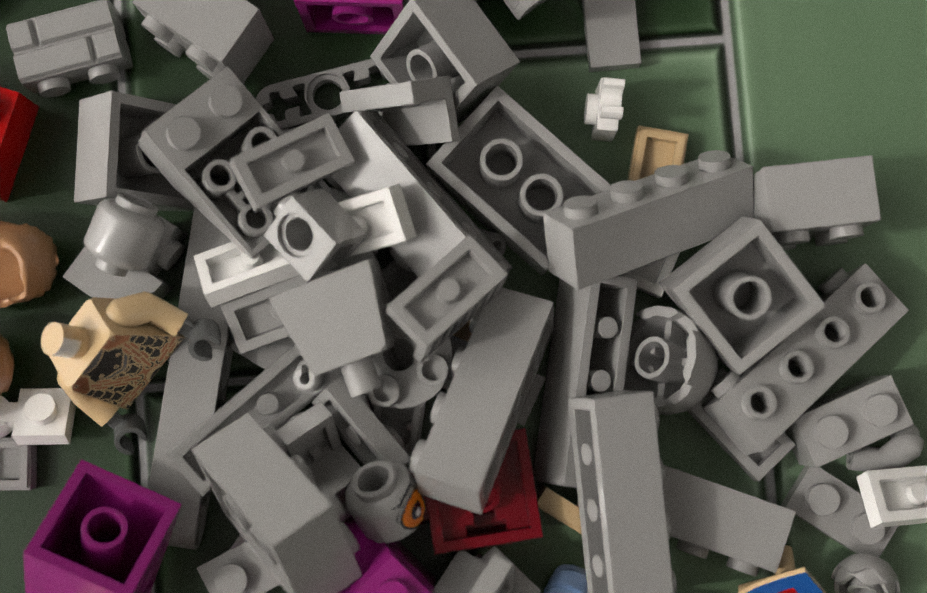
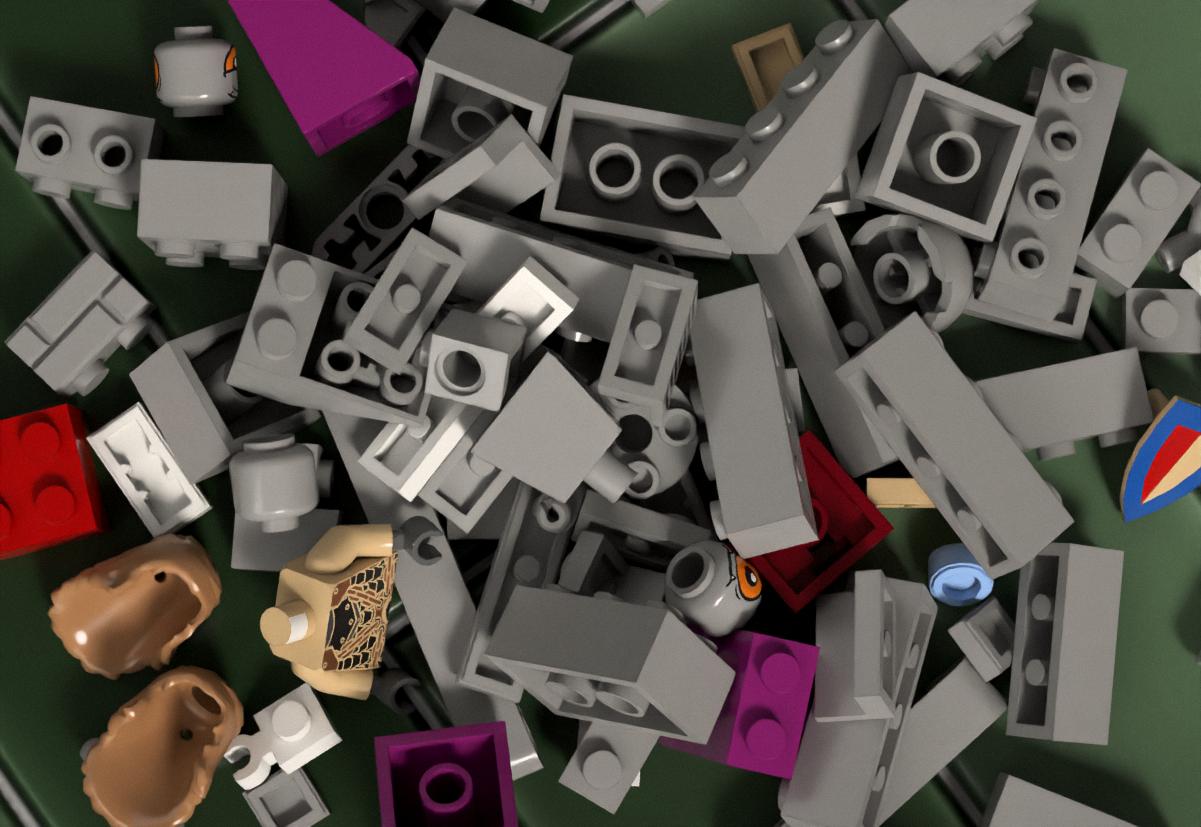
camera: 25 degrees left, 0 degrees up
(51, 177) = (148, 472): none -> white plate
(604, 108) = (687, 50): white plate -> none

